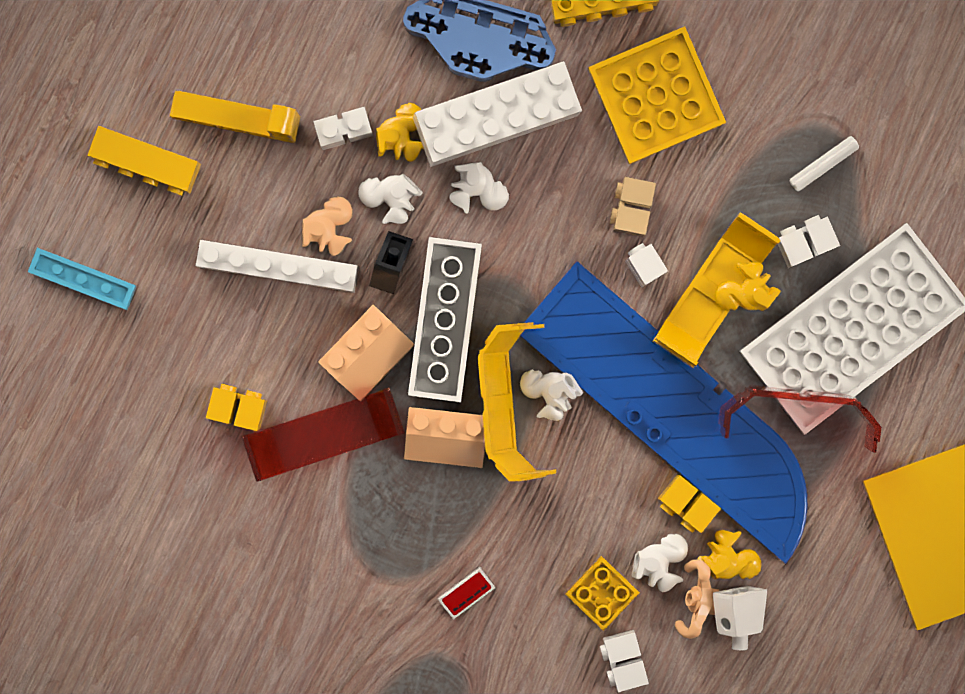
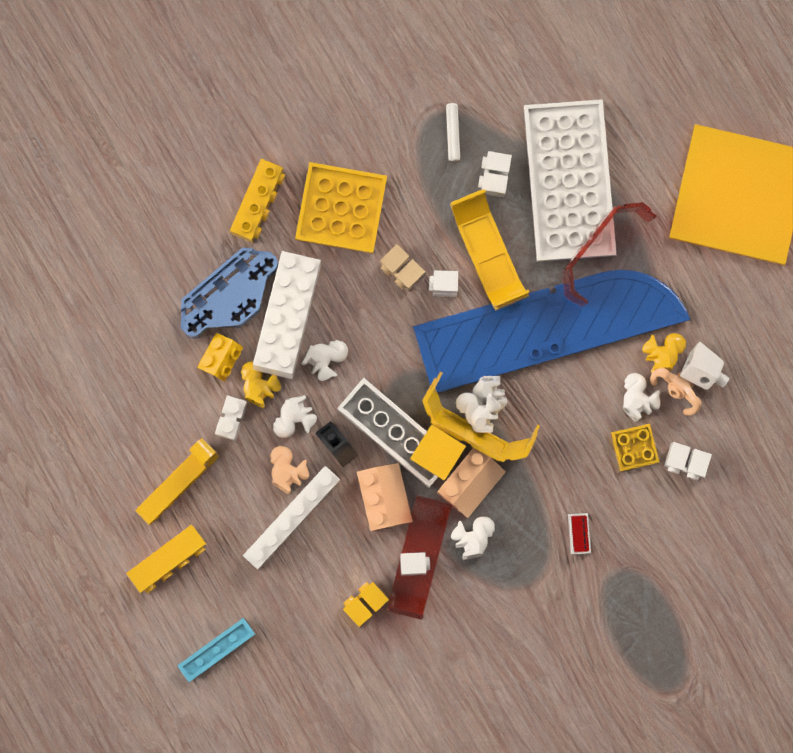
camera: 60 degrees left, 5 degrees down
(312, 433) = (414, 564): none -> white piece
(383, 484) = (476, 540): none -> white animal
(403, 72) = (220, 357): none -> yellow bracket
(450, 380) = (437, 452): none -> yellow tile
(523, 398) = (478, 415): none -> white animal
(698, 513) = (604, 359): yellow piece -> none
(752, 293) = (505, 228): yellow animal -> none

